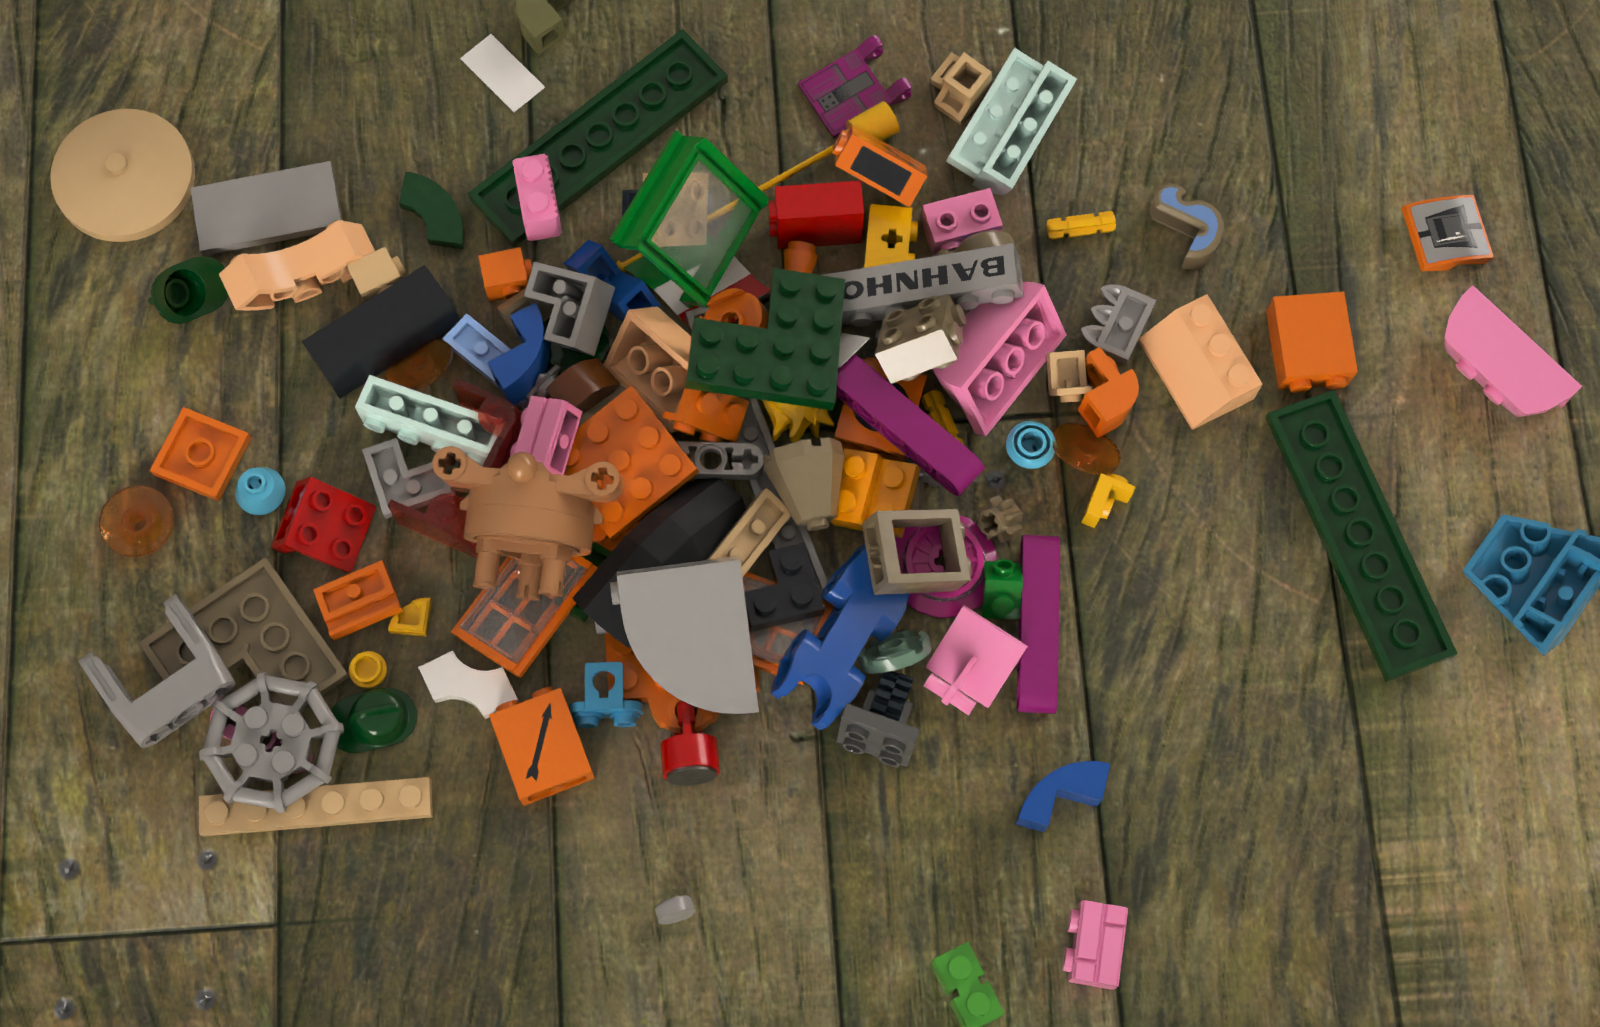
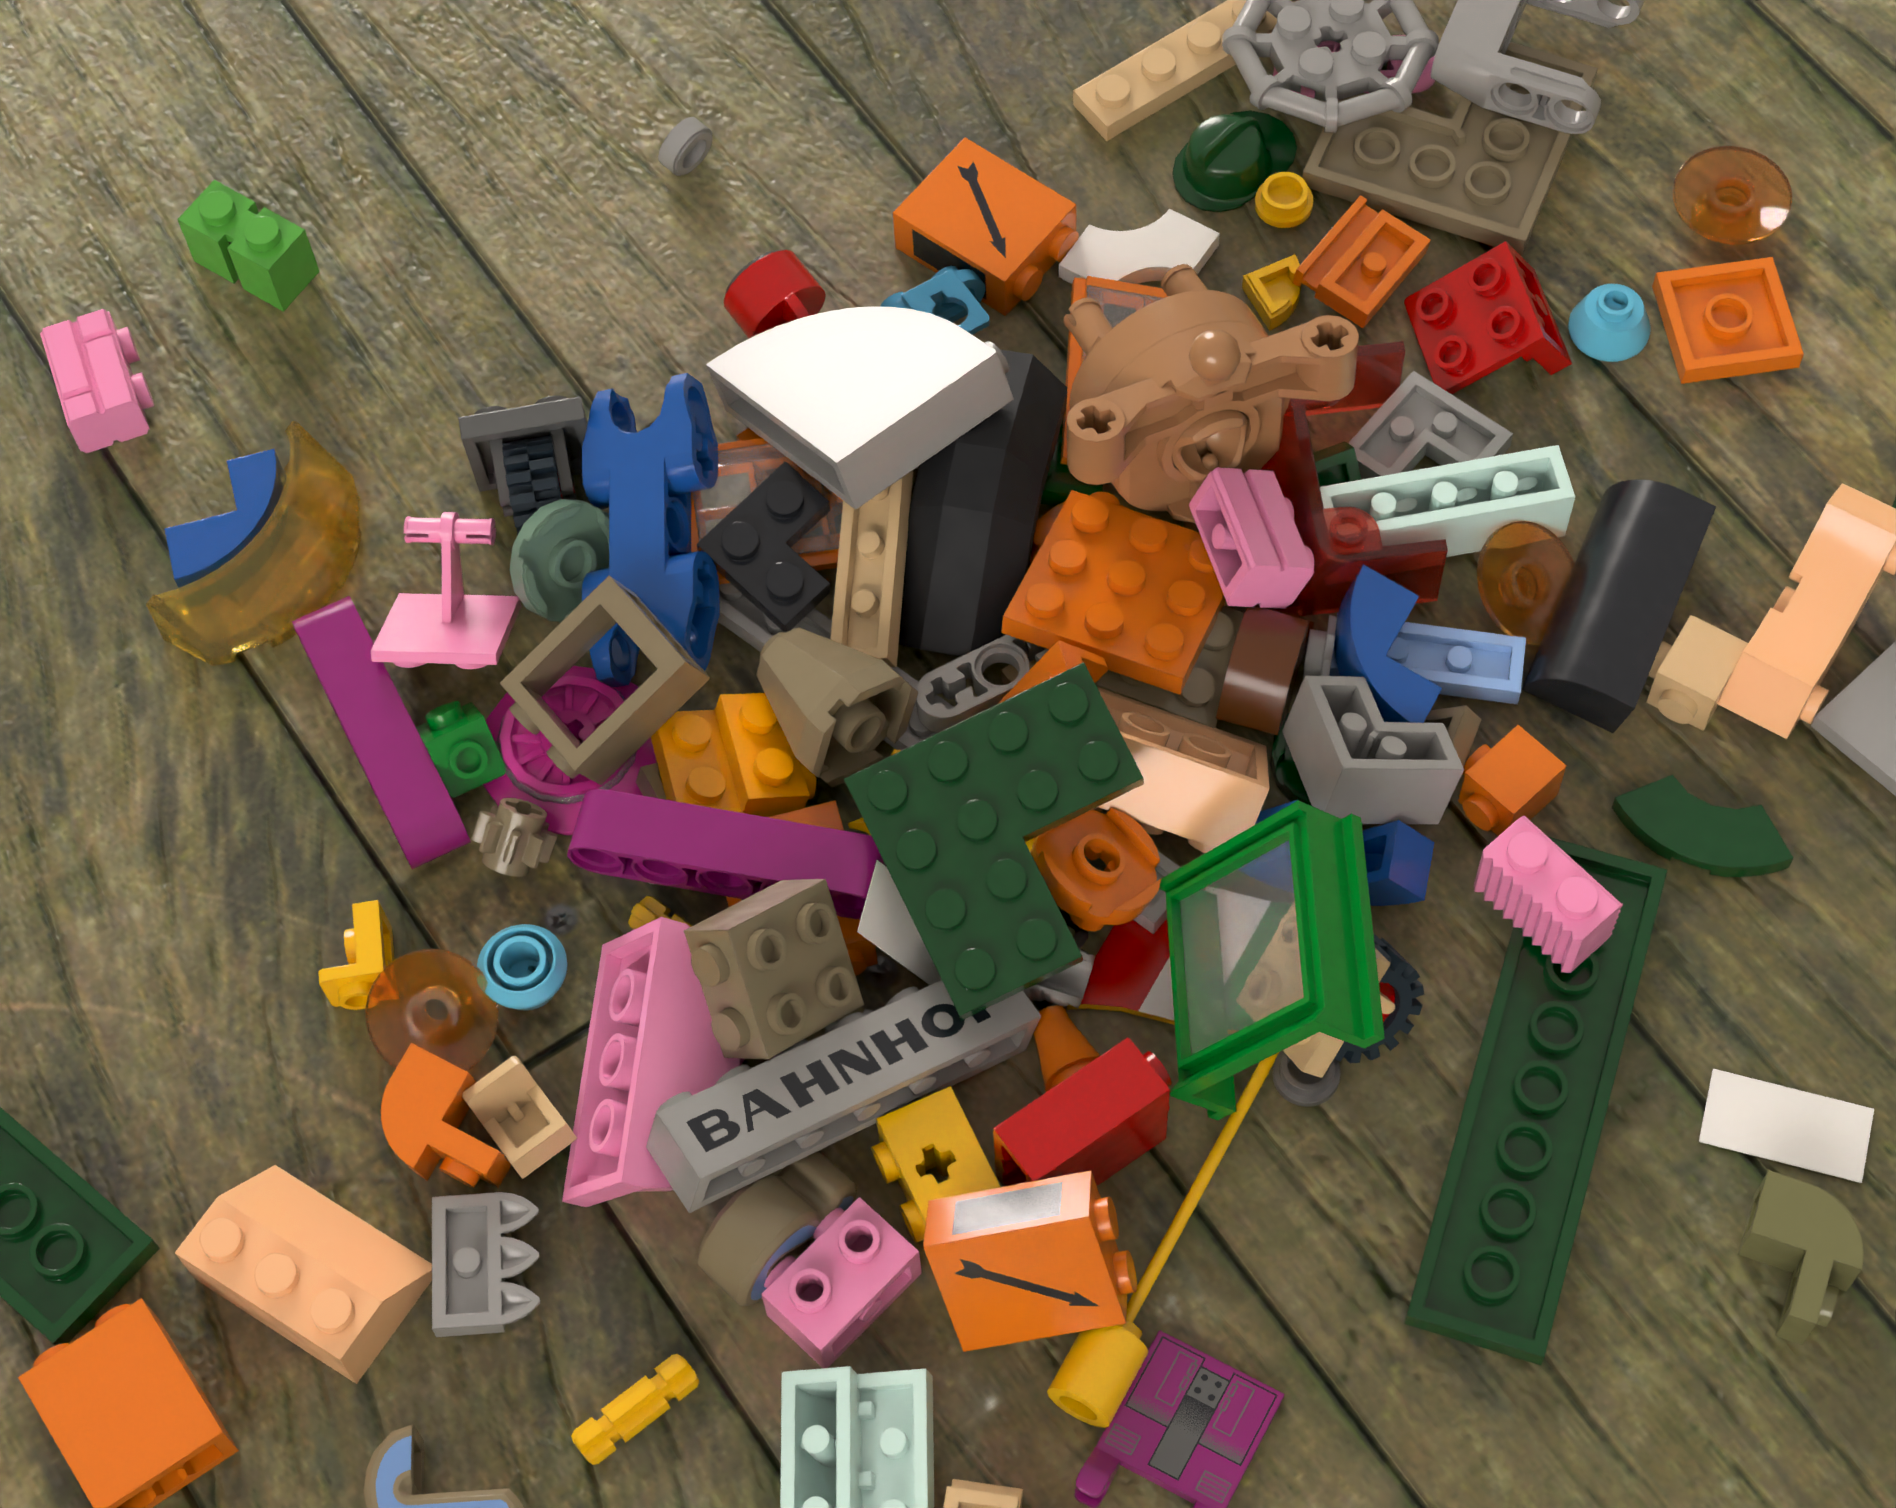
camera: 155 degrees right, 10 degrees down
(1036, 748) = (281, 573): none -> clear yellow windscreen

